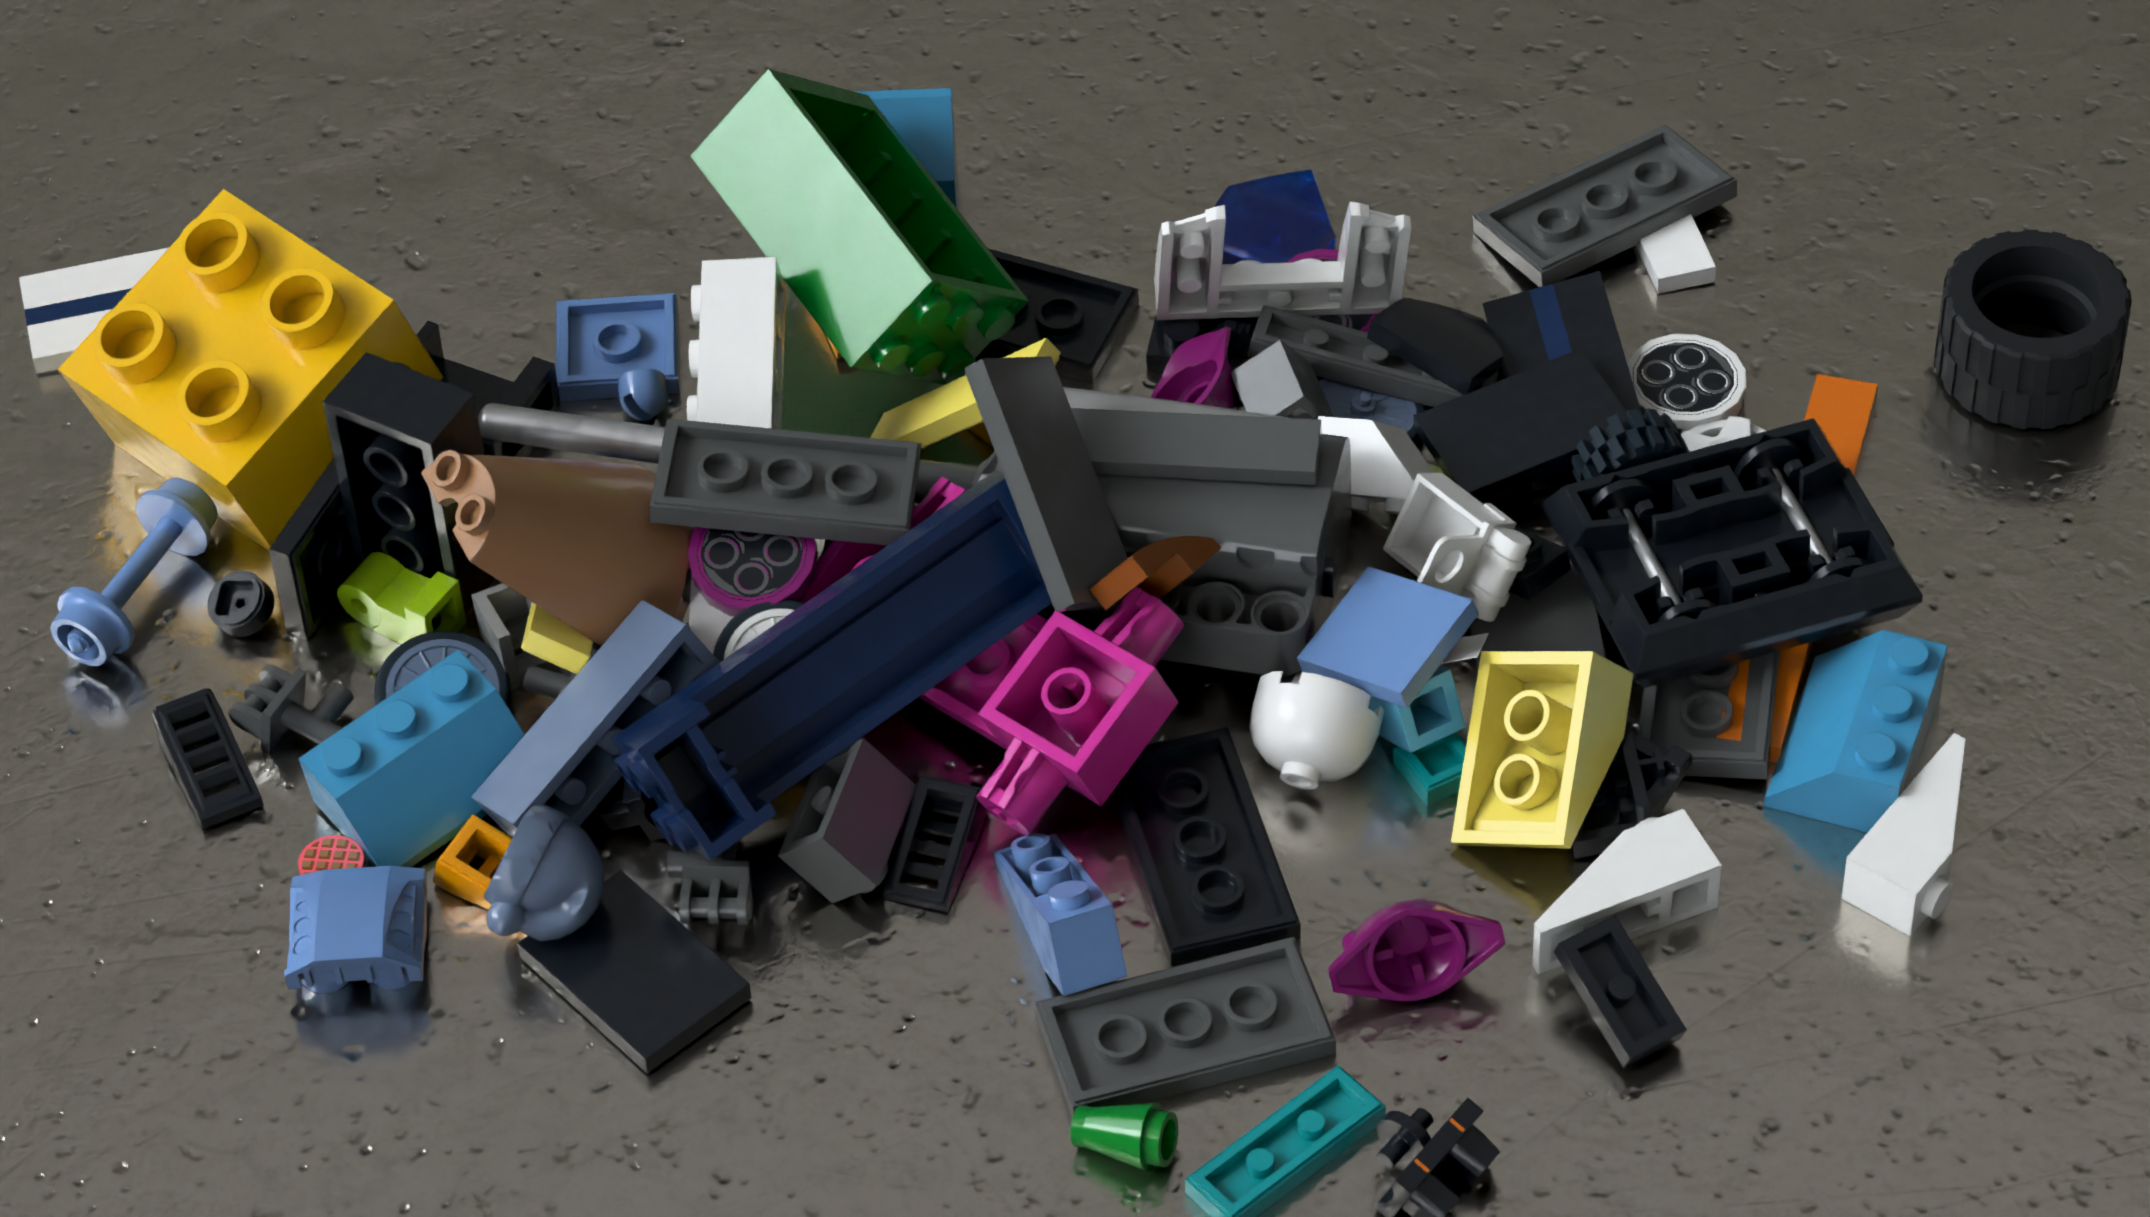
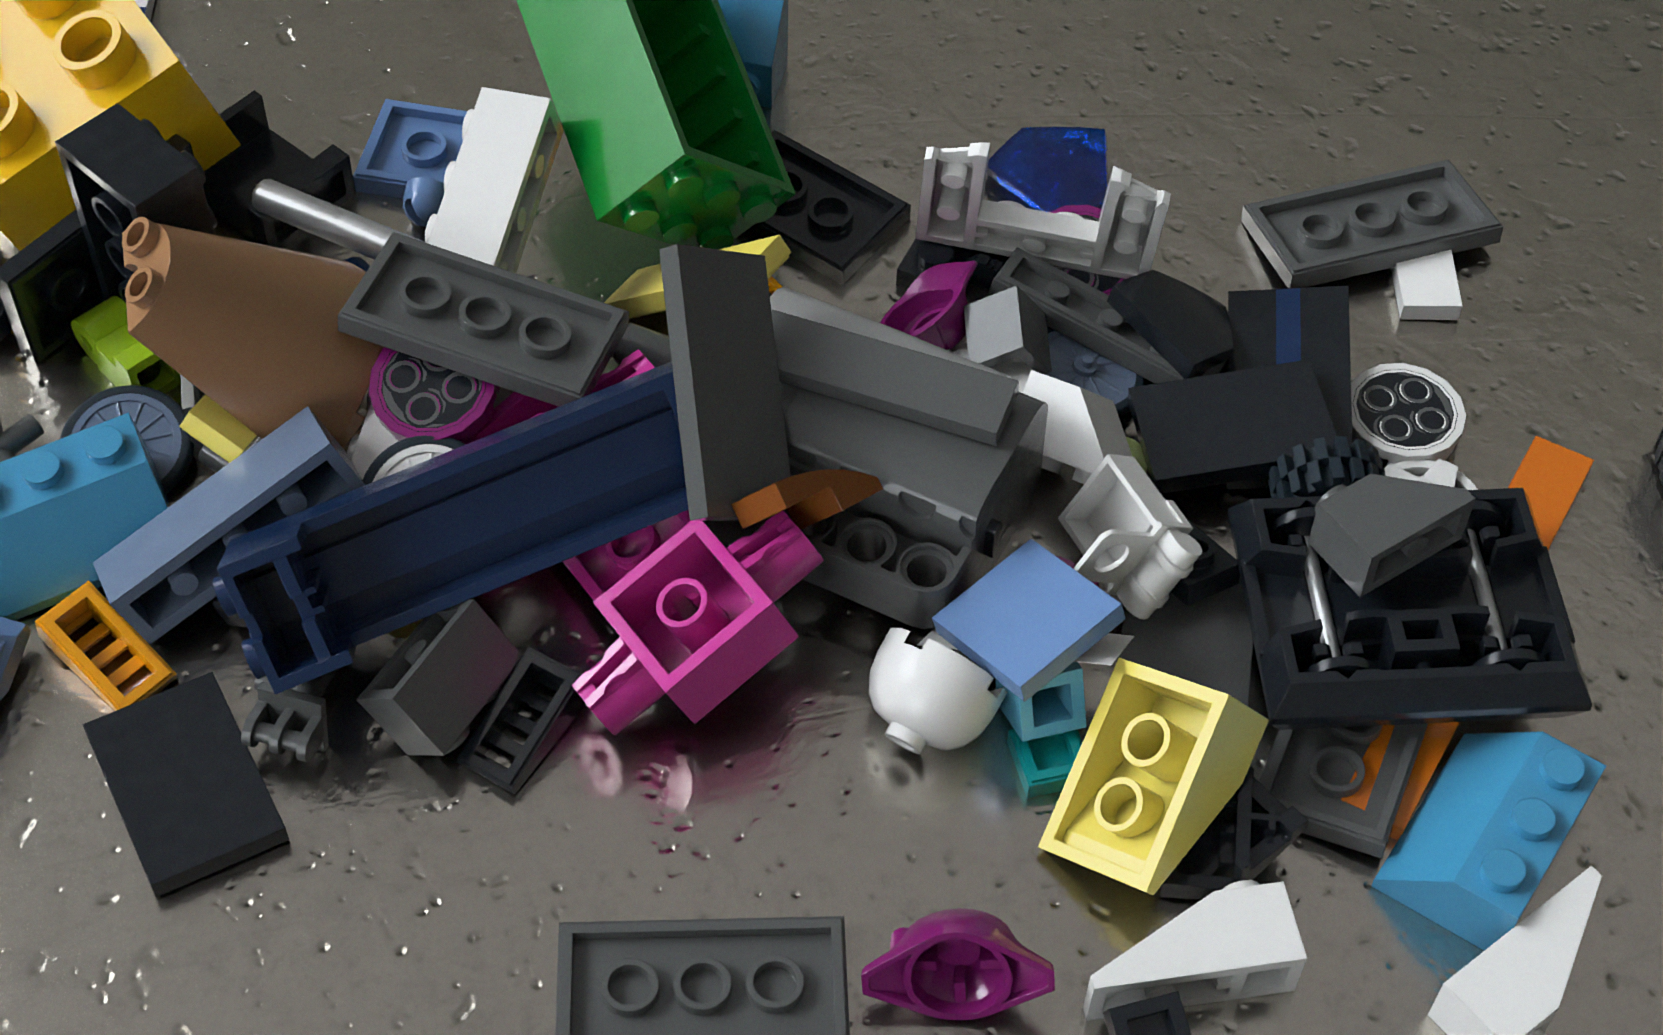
camera: 10 degrees right, 5 degrees up
(546, 878) = (116, 667): sand blue piece -> none
(1062, 913) = (618, 830): medium blue slope -> none
(1203, 849) = (786, 794): black tile -> none
(1696, 478) = (1386, 527): none -> dark grey slope

